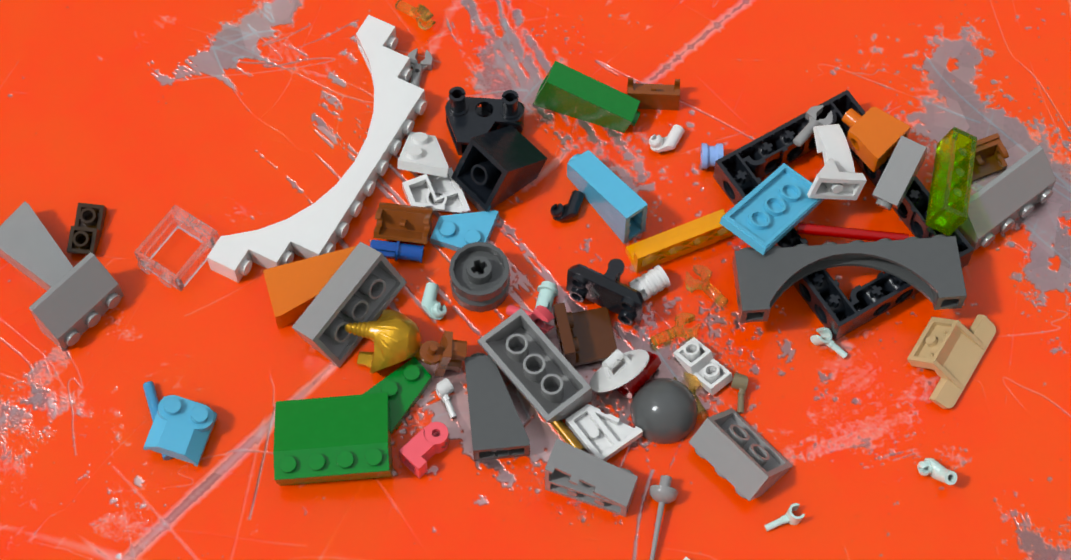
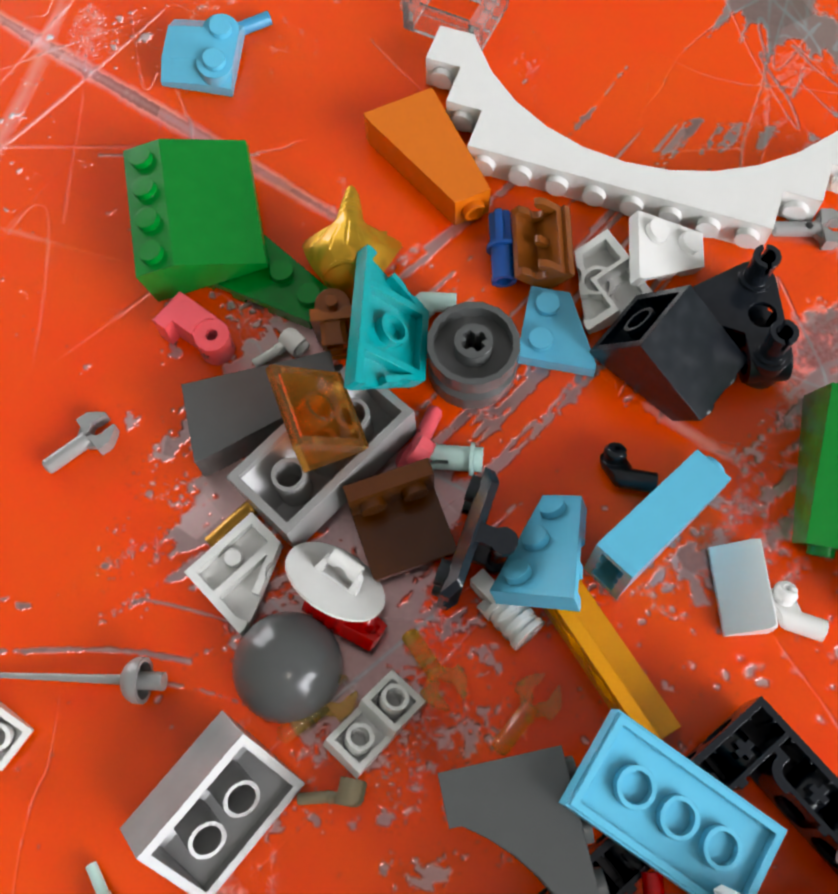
camera: 85 degrees right, 5 degrees up
(353, 294) = (400, 190): light grey slope -> none
(461, 314) = (385, 330): none -> teal wing
(495, 528) = (85, 440): none -> light grey bar
(520, 360) = (316, 415): none -> clear orange slope
(589, 479) = (151, 559): light grey wedge -> none
(634, 248) = (547, 557): none -> medium azure wing
(649, 162) = (742, 588): none -> white slope
(710, 154) = (783, 692): light blue wheel -> none

